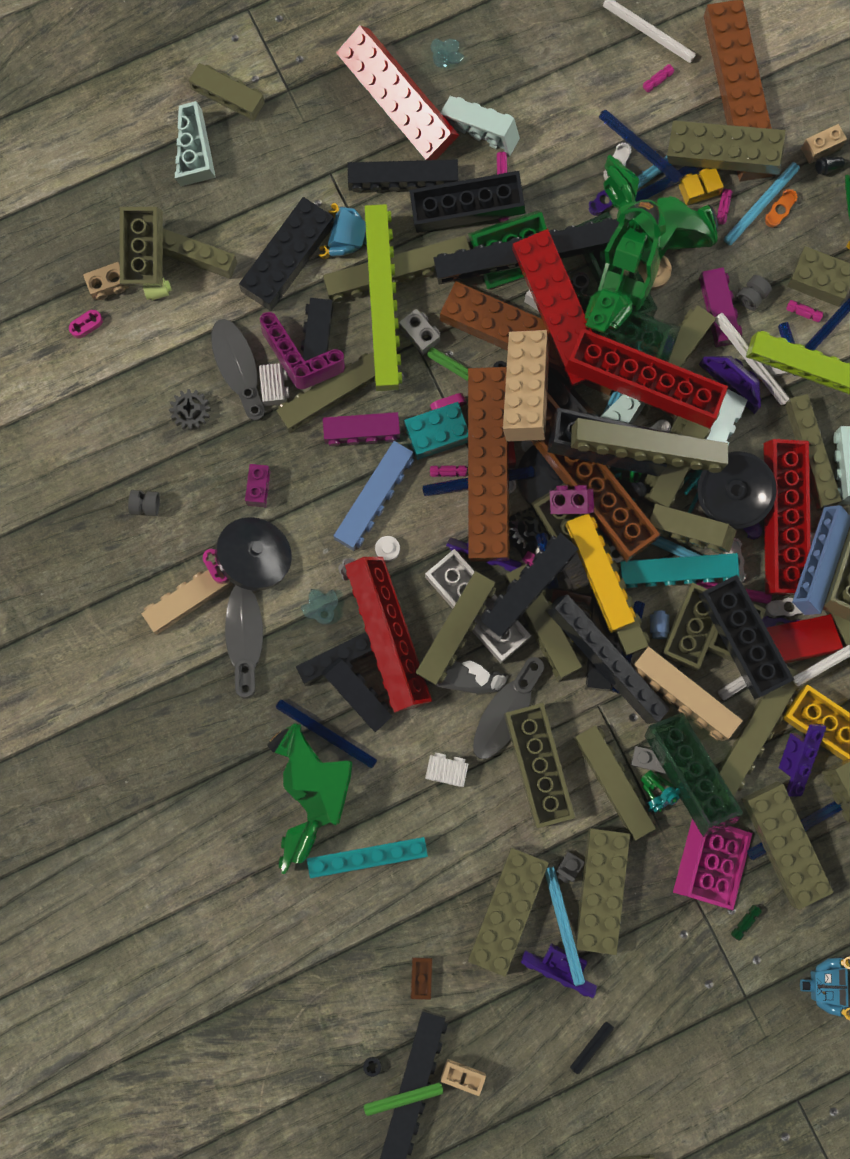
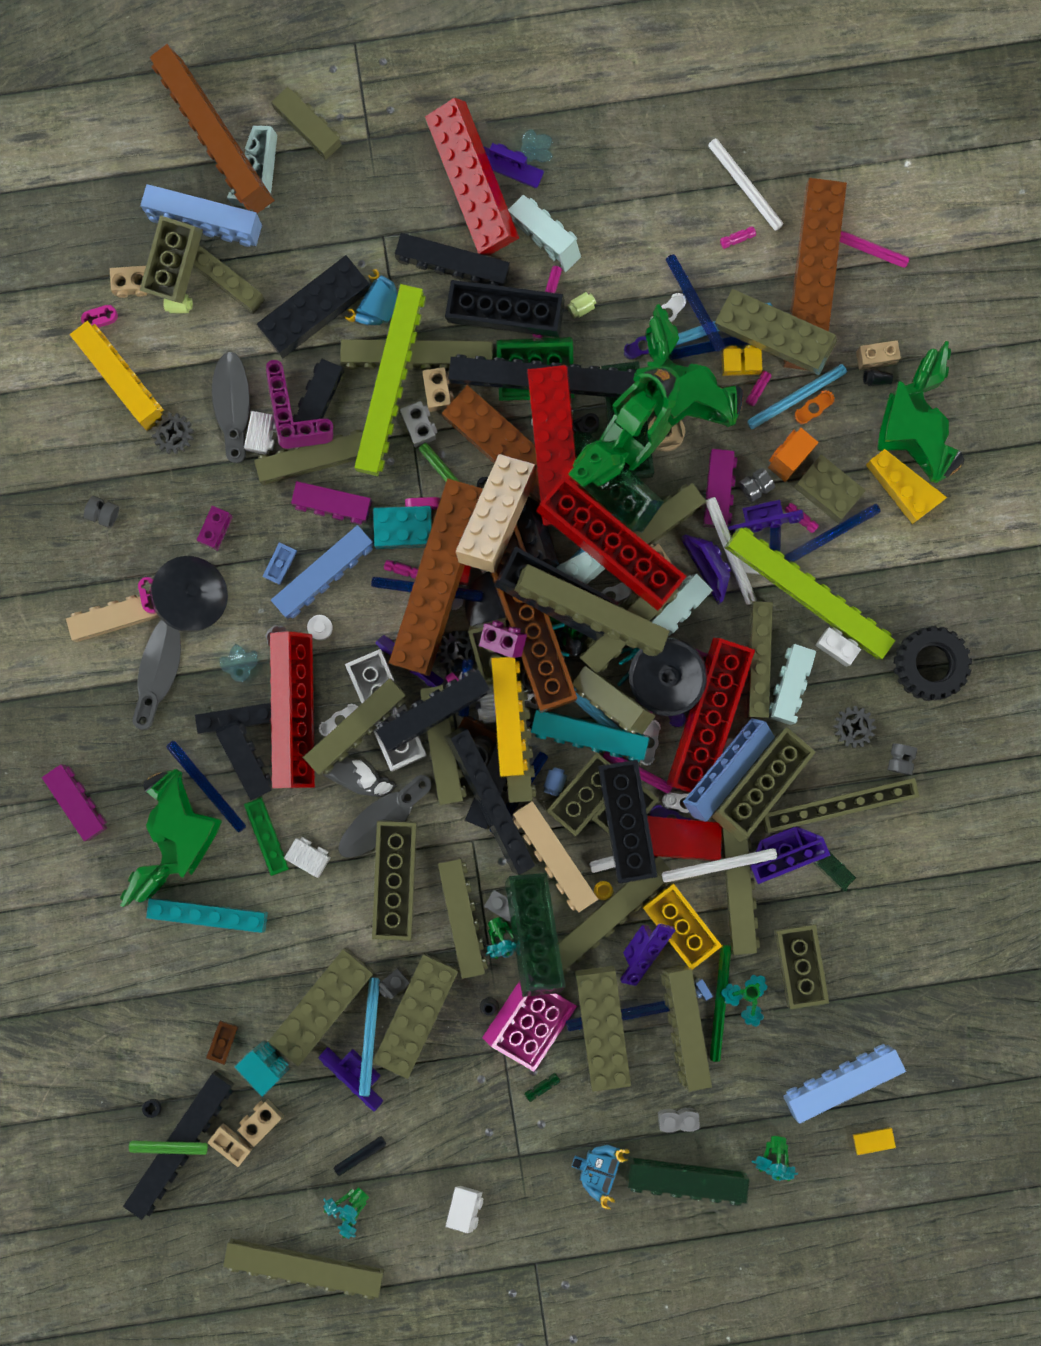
camera: 20 degrees right, 5 degrees up
(120, 370) = (115, 372): none -> yellow brick
(142, 119) = (211, 129): none -> dark orange brick
(175, 199) = (212, 217): none -> light blue brick
(204, 789) = (74, 802): none -> magenta brick
(330, 500) = (279, 563): none -> medium blue plate
(400, 764) = (266, 836): none -> green tile
(423, 296) = (433, 390): none -> tan brick
(426, 638) = (327, 726): none -> white piece
(431, 73) = (513, 165): none -> dark purple bracket
(474, 988) = (263, 1067): none -> teal brick
(489, 1047) = (263, 1125): none -> tan brick
(536, 179) = (581, 305): none -> yellowish green brick
(601, 1106) = (347, 1213): none -> plant
(663, 860) = (489, 1001): none -> black cone
(712, 1067) = (464, 1209): none -> white brick
(742, 712) = (603, 890): none -> yellow plate
(774, 317) = (766, 515): none -> dark purple bracket
(779, 252) = (792, 453): none -> orange brick
(787, 53) = (874, 249): none -> dark pink axle

